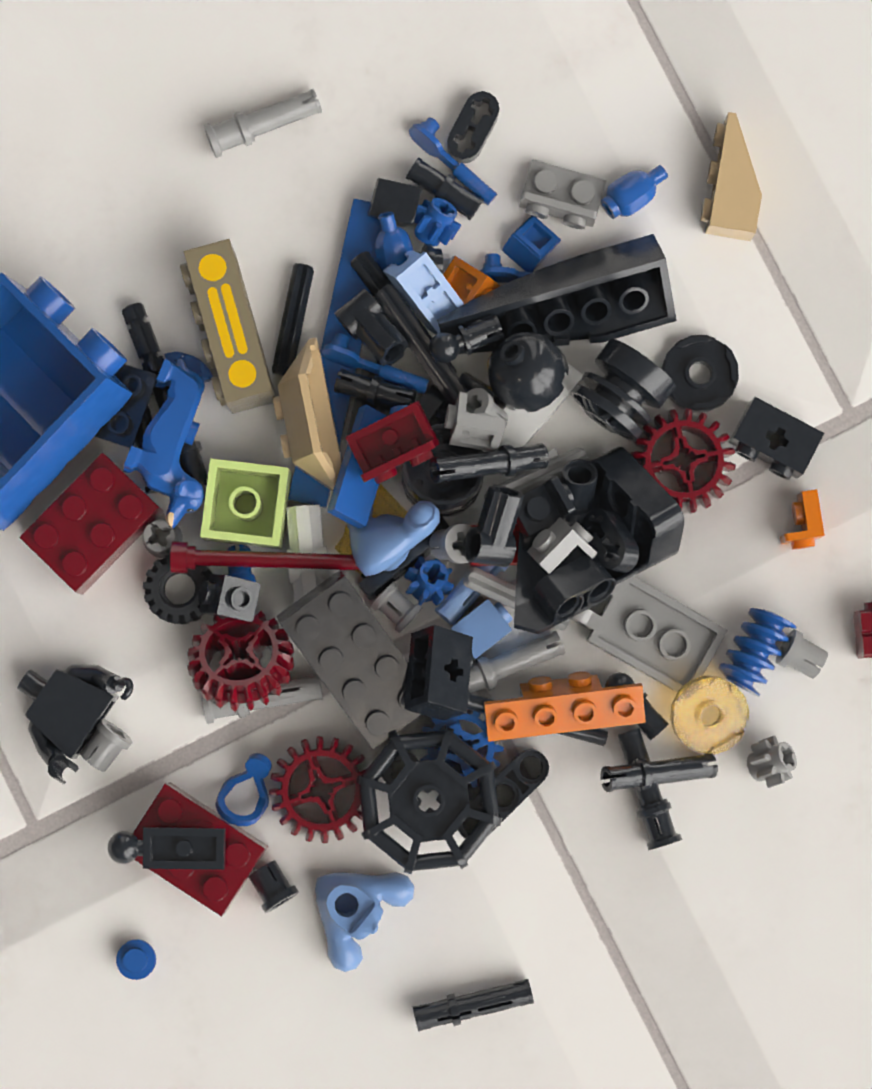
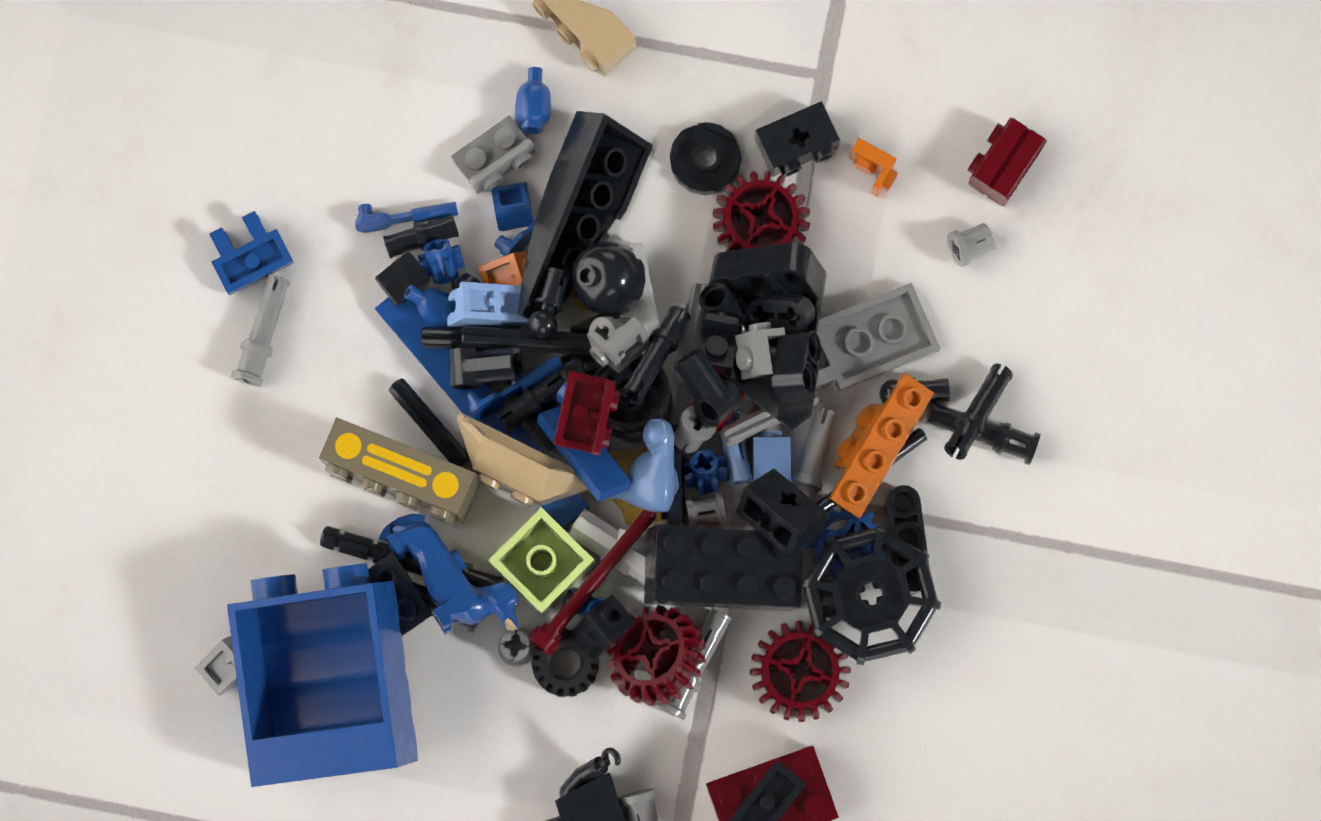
camera: 50 degrees left, 5 degrees down
(91, 524) = (464, 690): dark red brick -> none
(258, 767) = (746, 707): blue piece -> none
(272, 886) = (844, 765): black bush -> none
(313, 66) = (251, 261): none -> blue plate
(352, 908) = (906, 716): medium blue head -> none
(465, 122) = (399, 177): black beam -> none
(472, 1005) = (1047, 682): black pin -> none
(627, 383) = (675, 214): black wheel -> none
(690, 703) = (944, 348): clear yellow tile -> none
(755, 649) = (941, 273): blue piece -> none
(771, 761) = (1033, 324): light grey gear -> none

